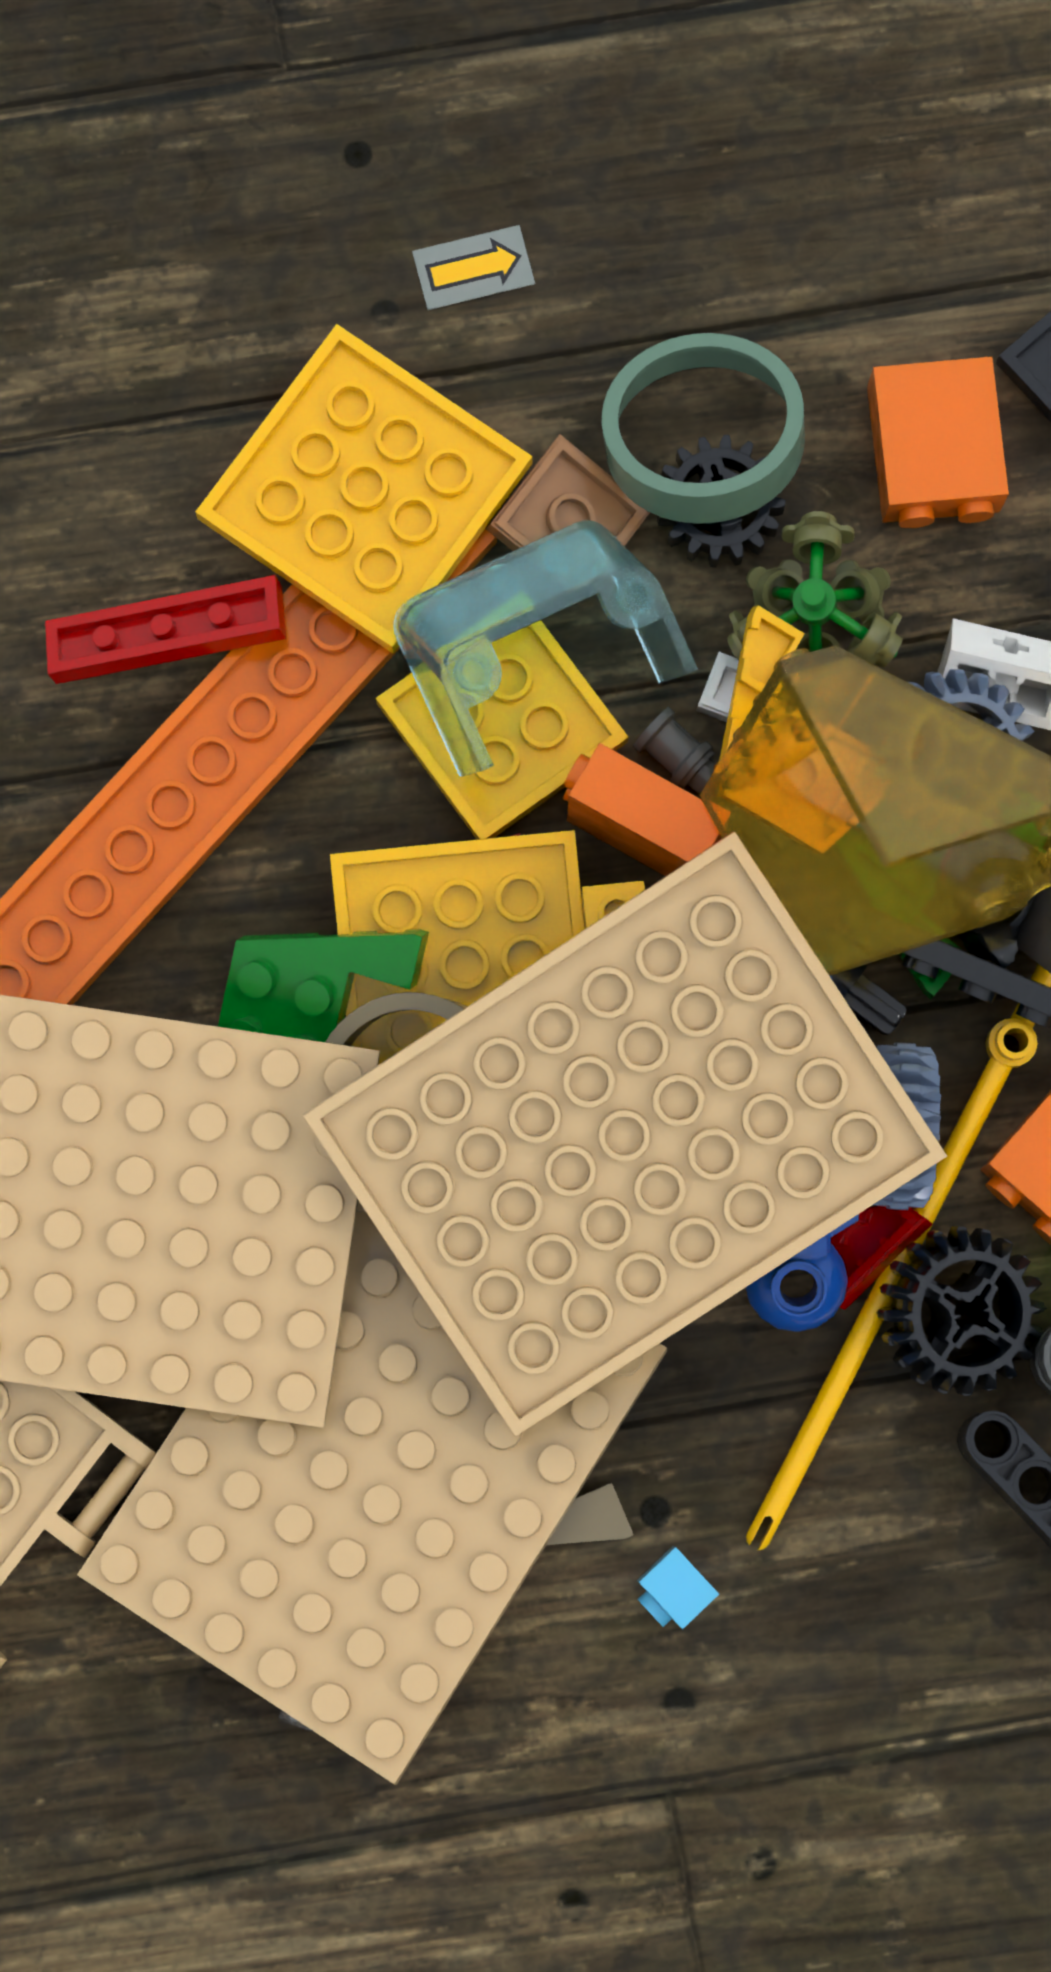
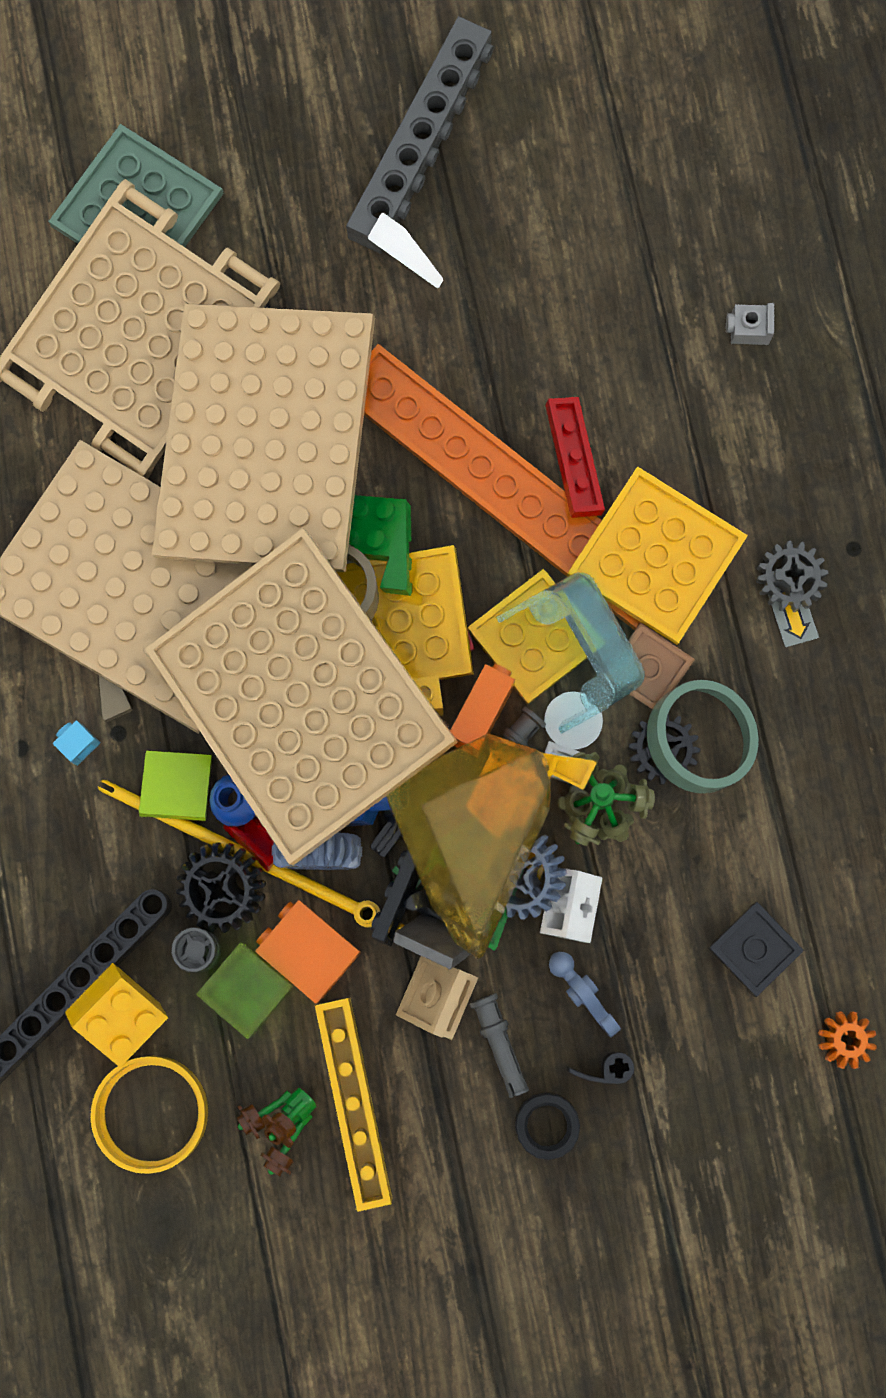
camera: 90 degrees right, 0 degrees up
(383, 259) = (778, 578): none -> dark grey gear
(635, 683) = (564, 707): none -> white sticker
(764, 1396) = (175, 785): none -> lime tile
(937, 441) = (704, 868): orange brick -> none

